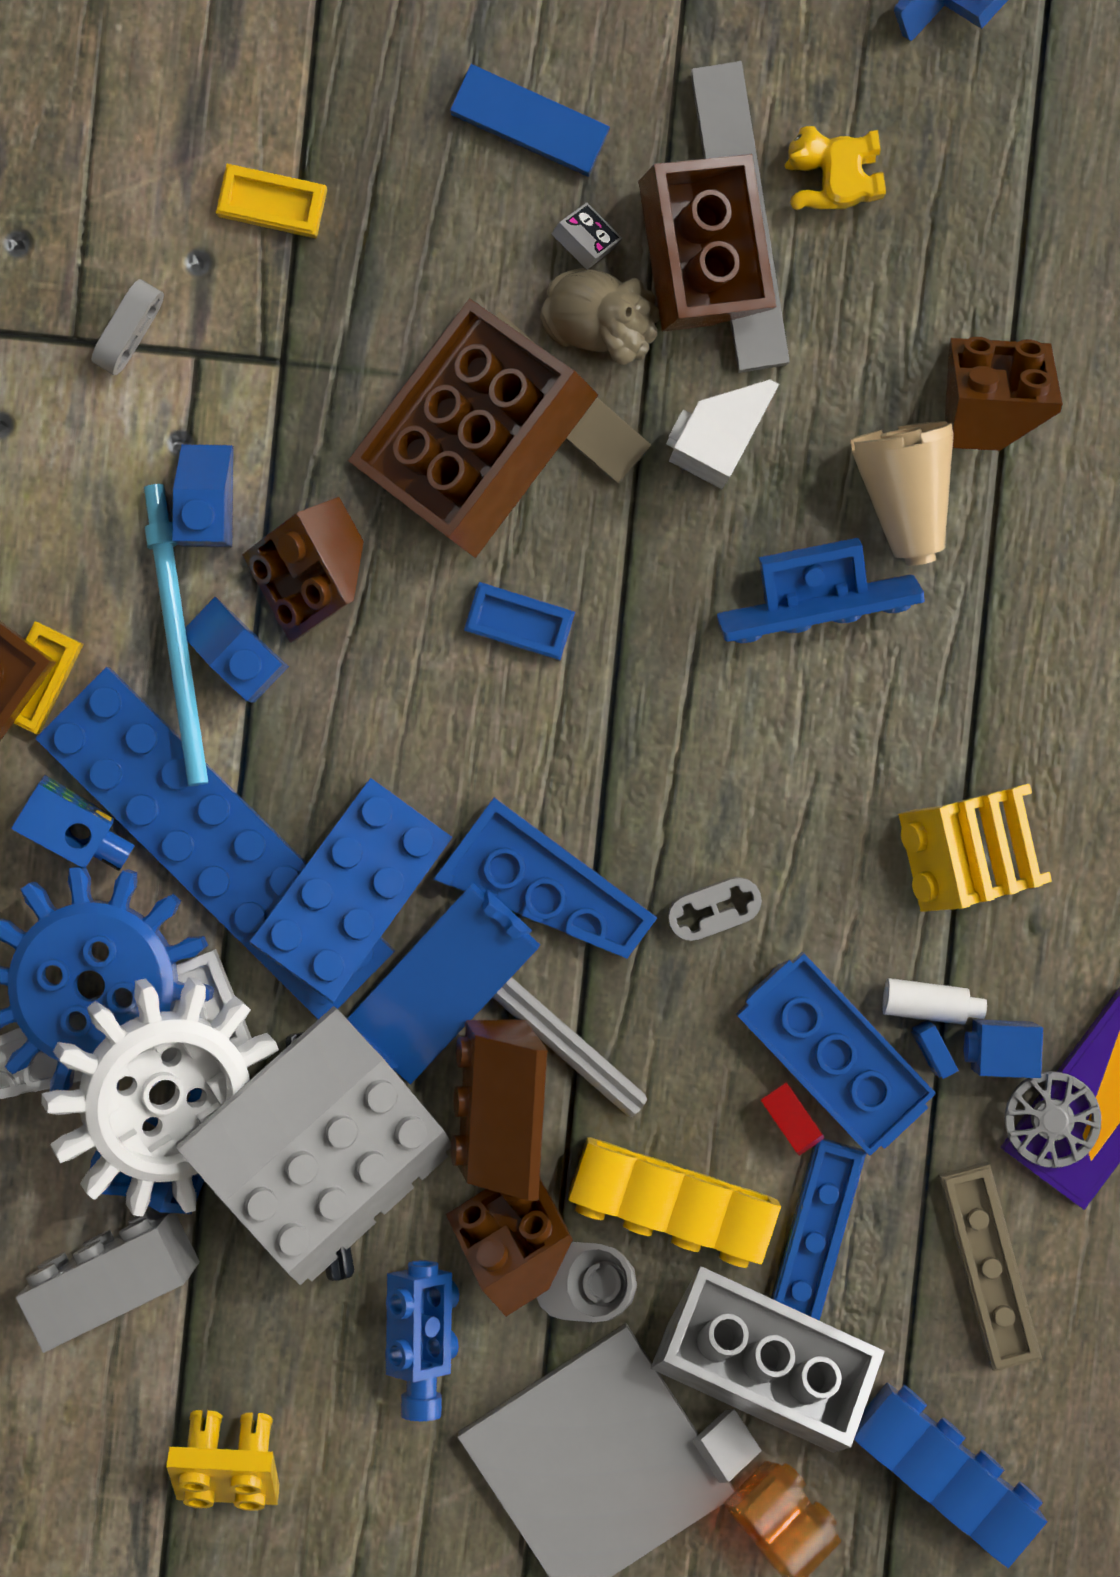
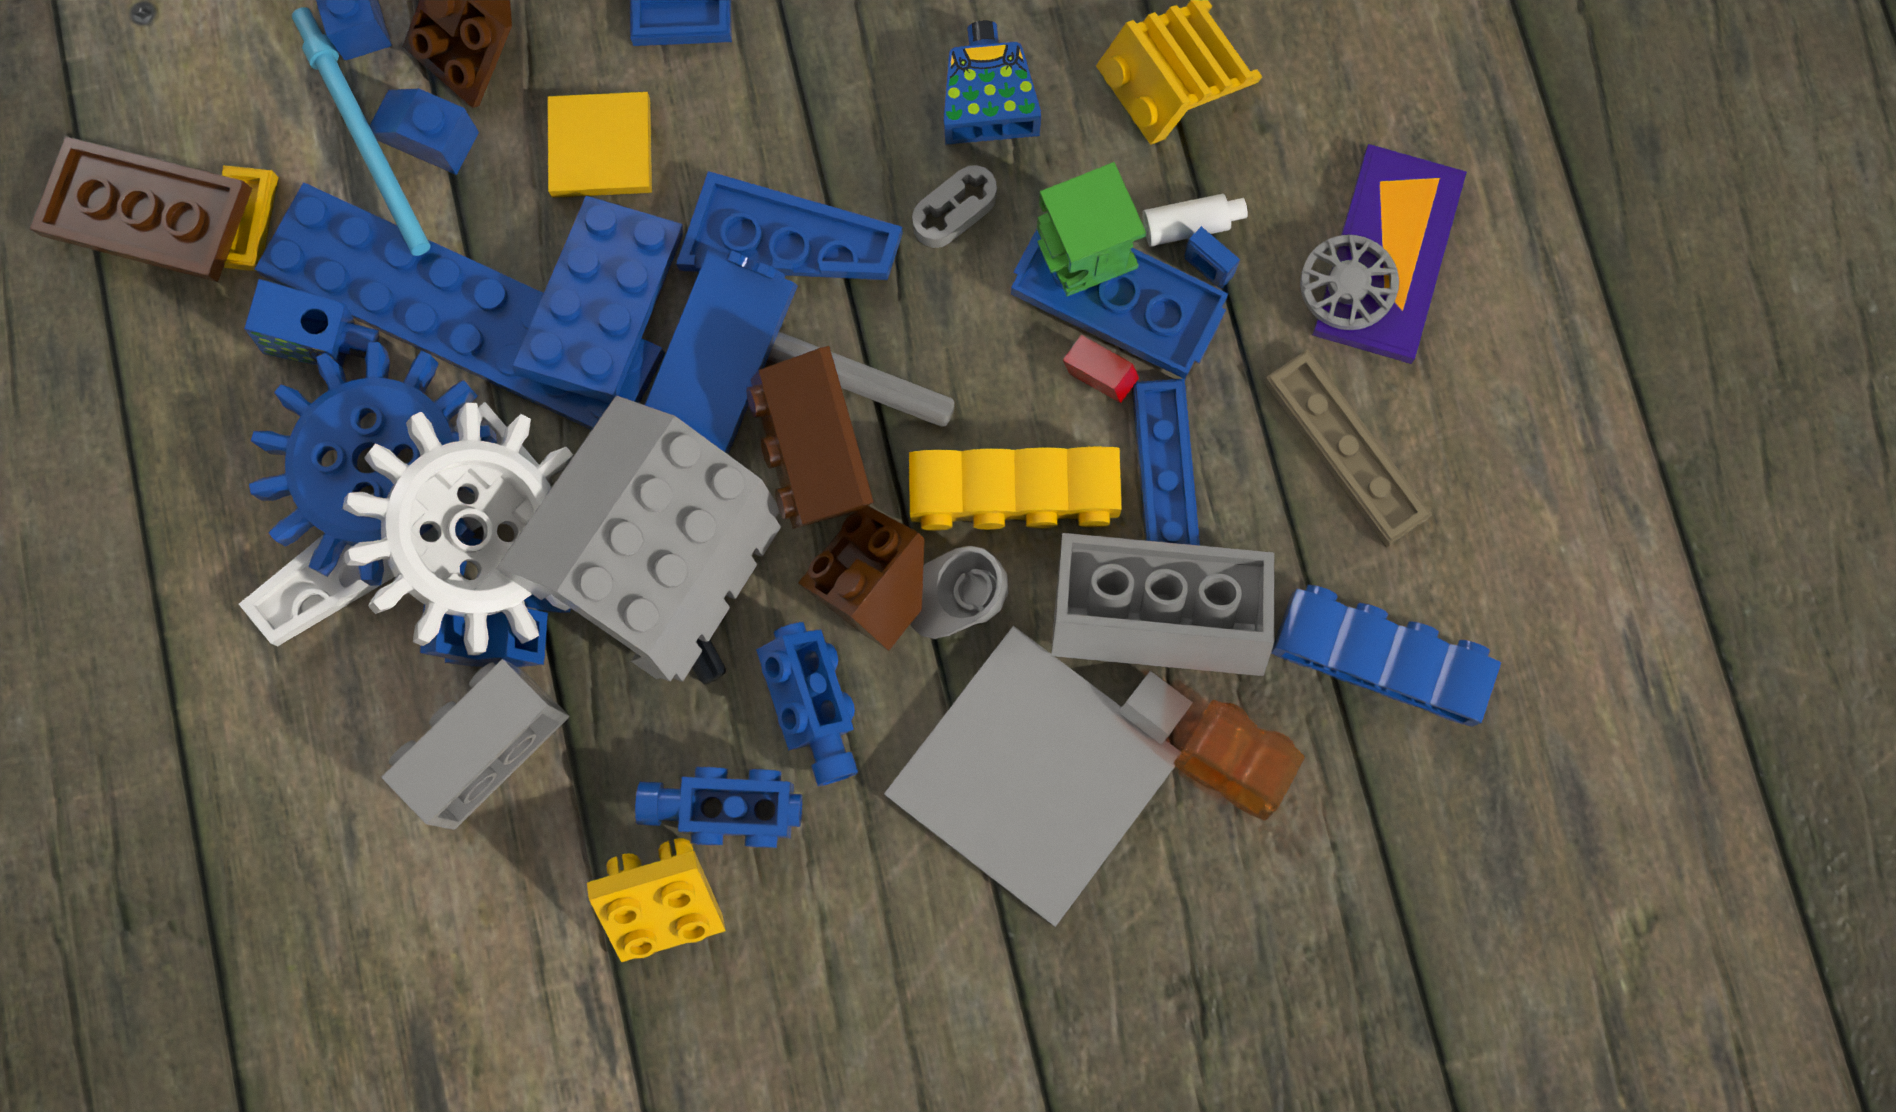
camera: 15 degrees left, 10 degrees down
(320, 1412) = (738, 802): none -> blue brick
(399, 725) = (599, 144): none -> yellow tile
(787, 807) = (989, 90): none -> blue torso
(827, 1009) = (1089, 229): none -> bright green piece
(1004, 1048) = (1277, 233): blue brick -> none

